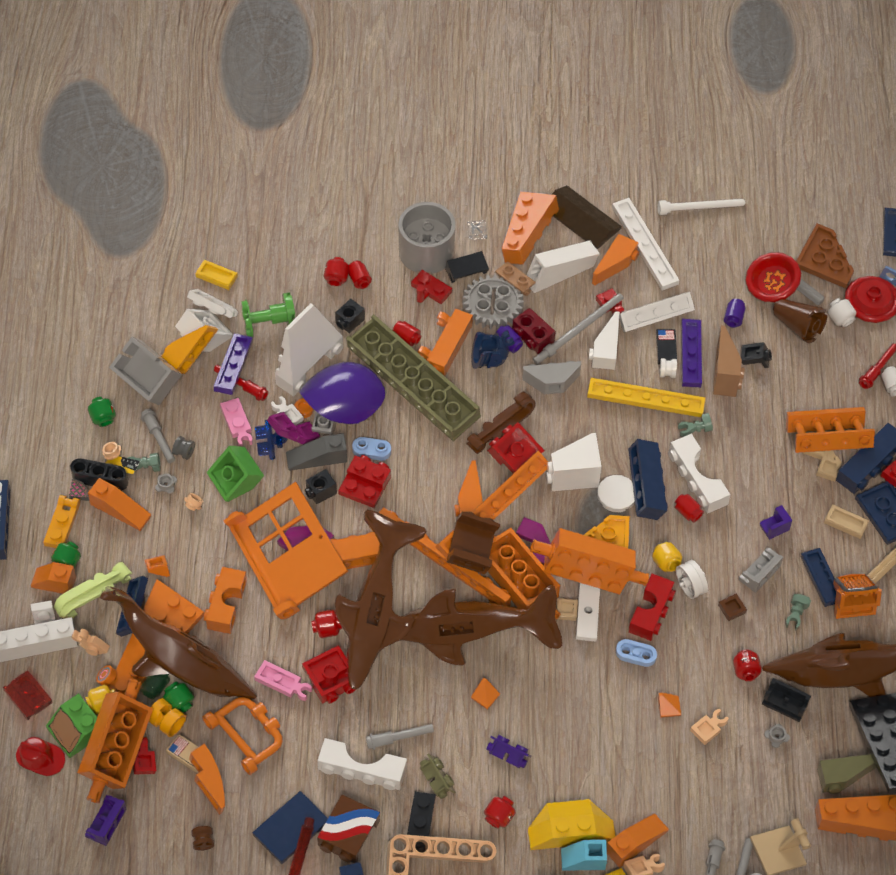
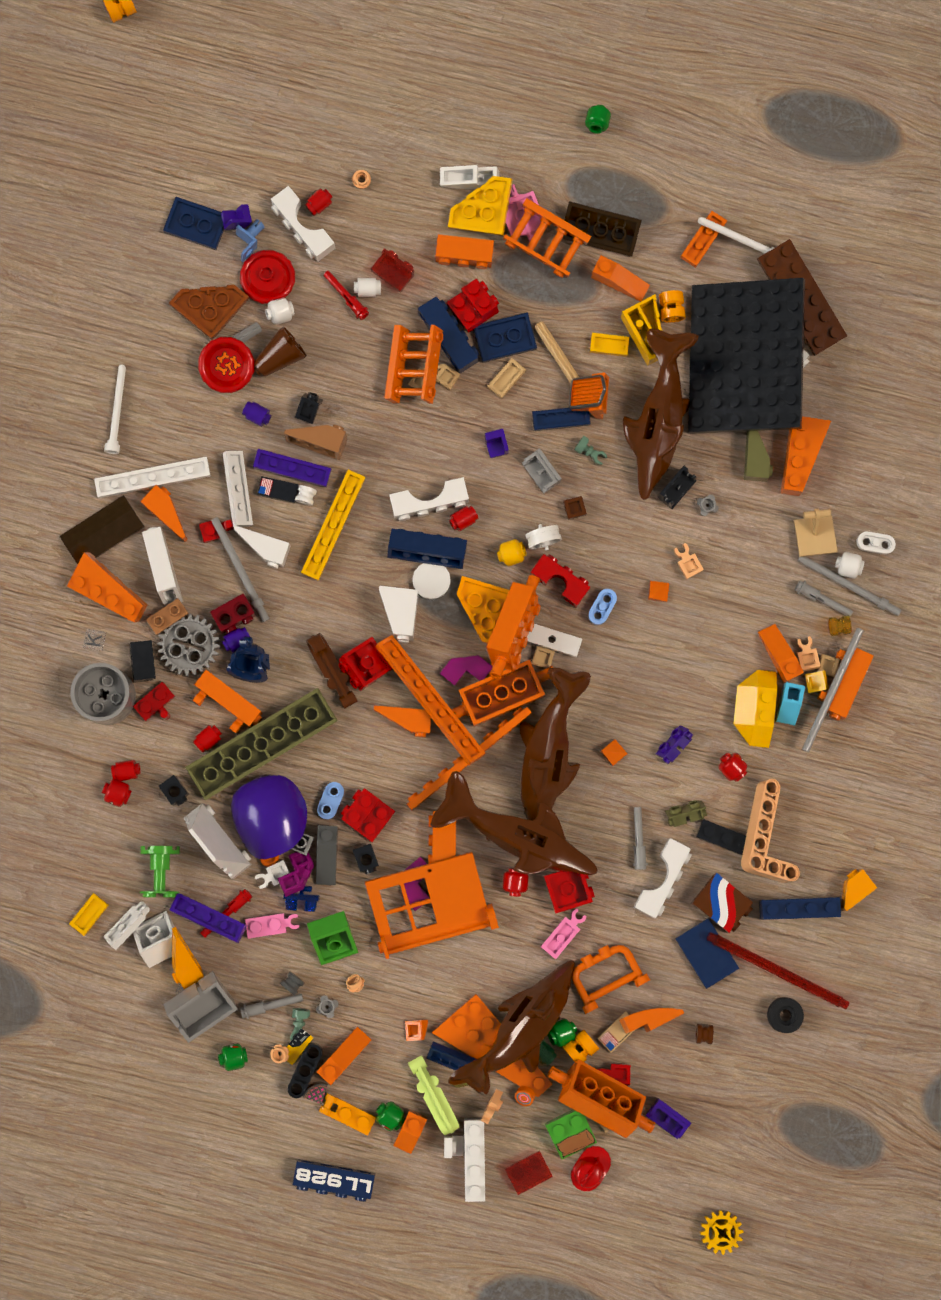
camera: 80 degrees left, 25 degrees up
(96, 697) = (549, 1105): yellow head -> none
(228, 584) = (452, 966): orange arch -> none
(472, 542) = (474, 731): reddish brown panel -> none
(552, 377) = (290, 608): light grey slope -> none
(705, 424) = (375, 485): sand green piece -> none
(747, 665) = (636, 511): red head -> none

